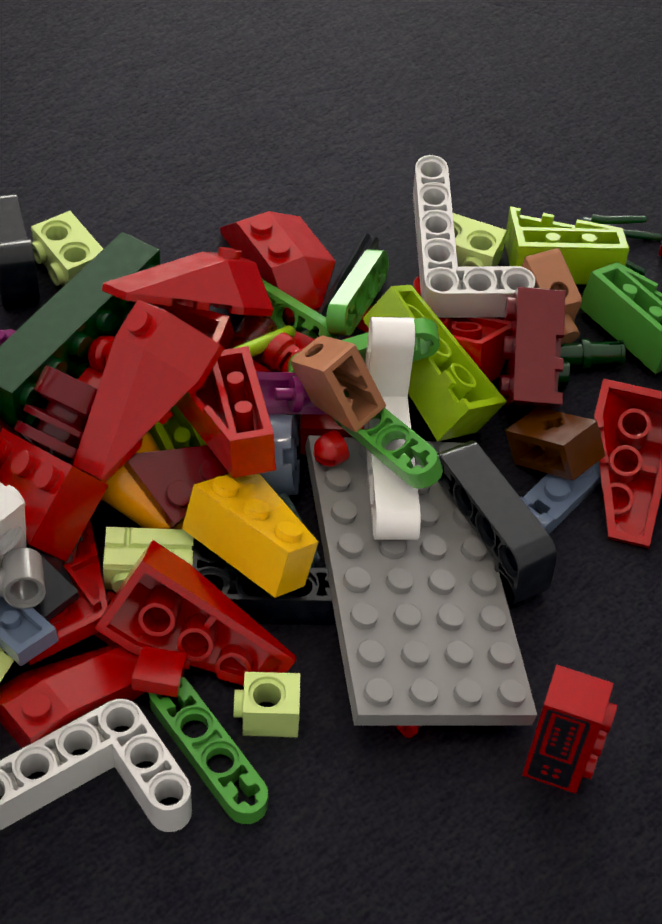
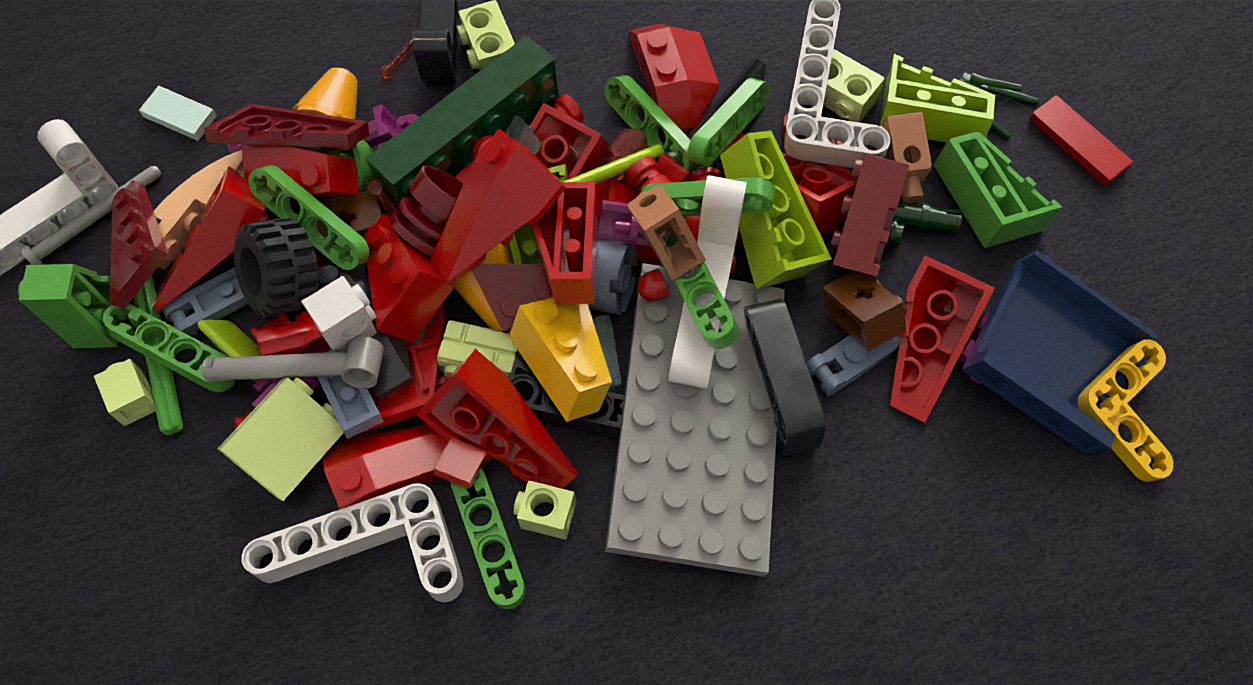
camera: 20 degrees right, 15 degrees up
(199, 282) = (587, 94): red wedge -> none
(570, 729) = (786, 601): red brick -> none

